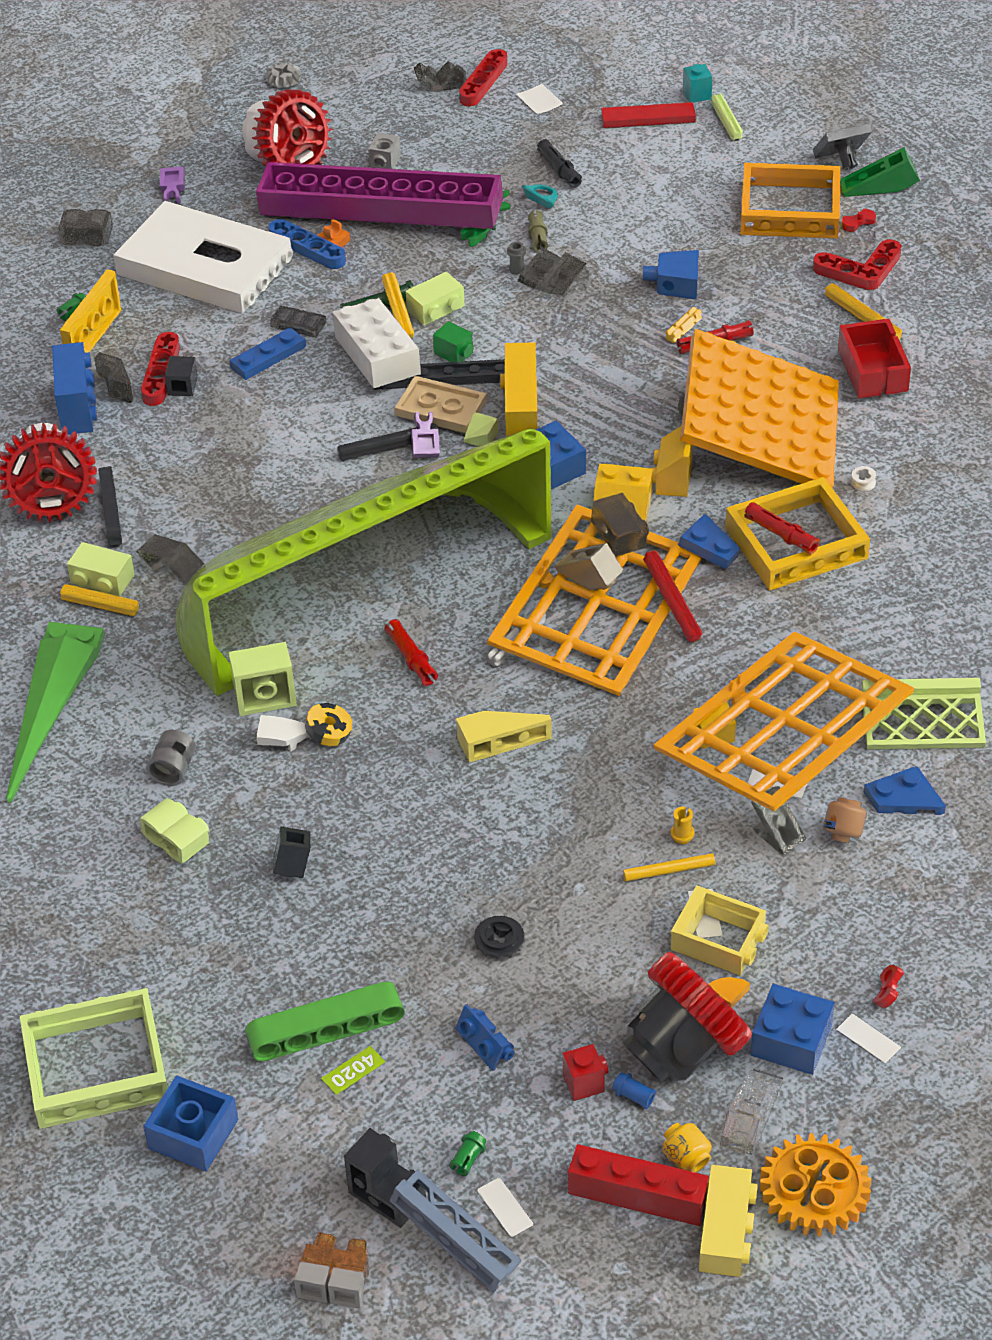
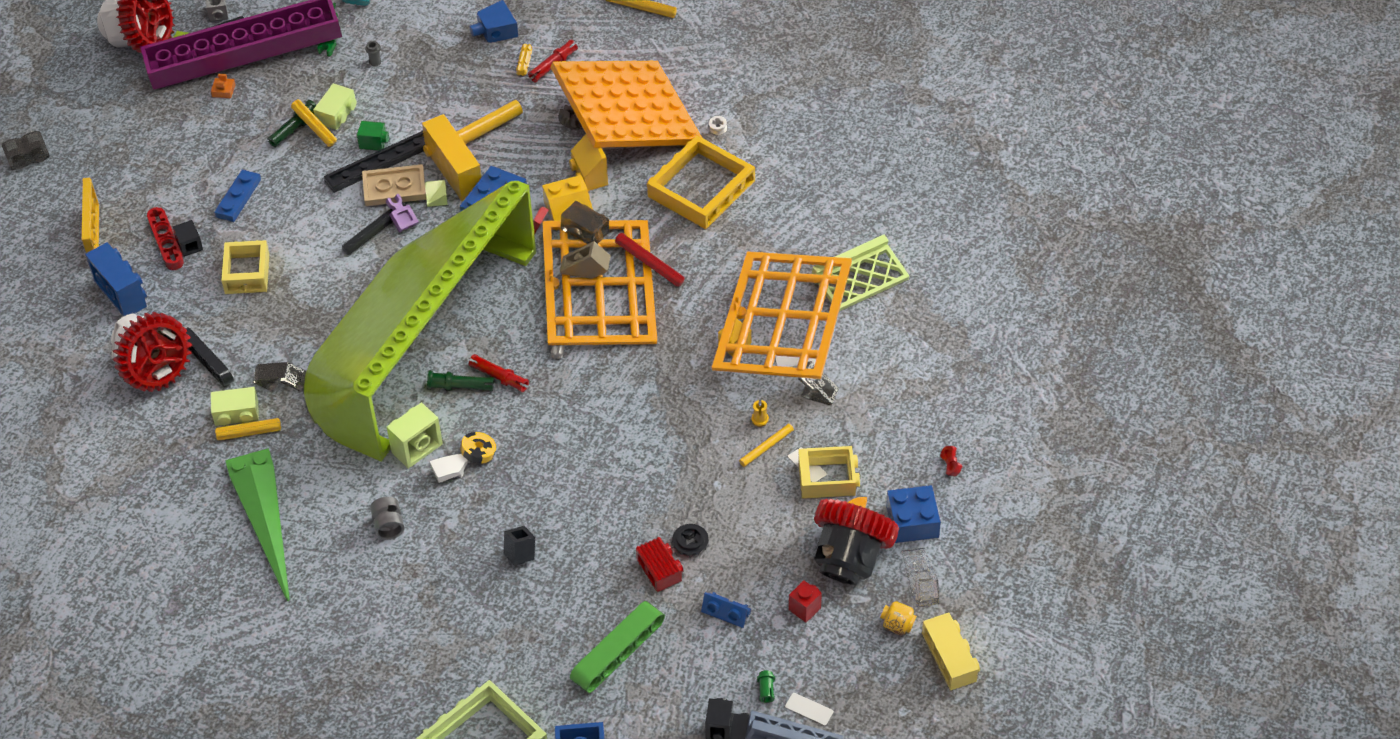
camera: 30 degrees left, 5 degrees up
(70, 305) = (63, 212): green pin -> none
(116, 377) = (144, 260): clear smoke slope -> none
(164, 257) = (104, 145): white panel -> none
(171, 182) = (67, 89): medium lavender plate -> none
(175, 830) = (425, 566): yellowish green brick -> none
(221, 448) = (255, 281): none -> light yellow window
(299, 320) = (247, 161): tile -> none
(329, 255) = (184, 98): blue beam -> none
(349, 638) = (450, 381): none -> dark green pin
(353, 1070) = (654, 669): lime sticker -> none
(376, 343) = (318, 157): white brick -> none
(440, 947) = (659, 564): none -> red brick
(499, 732) = (597, 403): light yellow slope -> none
(537, 230) = (372, 26): olive pin -> none
(551, 273) = (404, 55): clear smoke slope -> none
(569, 502) = (539, 218): none -> tile
(589, 377) = (490, 121): none -> yellow piece
(633, 1090) = (841, 598): blue pin -> none
(638, 1184) = (884, 655): red brick -> none
(709, 542) = (648, 211): blue wing -> none
(791, 533) = (700, 183): red pin -> none
(844, 1197) = (964, 604): light orange gear -> none
(845, 819) = (858, 364): medium nougat head -> none
(868, 1038) = (957, 499): white sticker -> none
(874, 358) = (673, 35): red piece -> none
(904, 793) = (880, 331): blue wing -> none

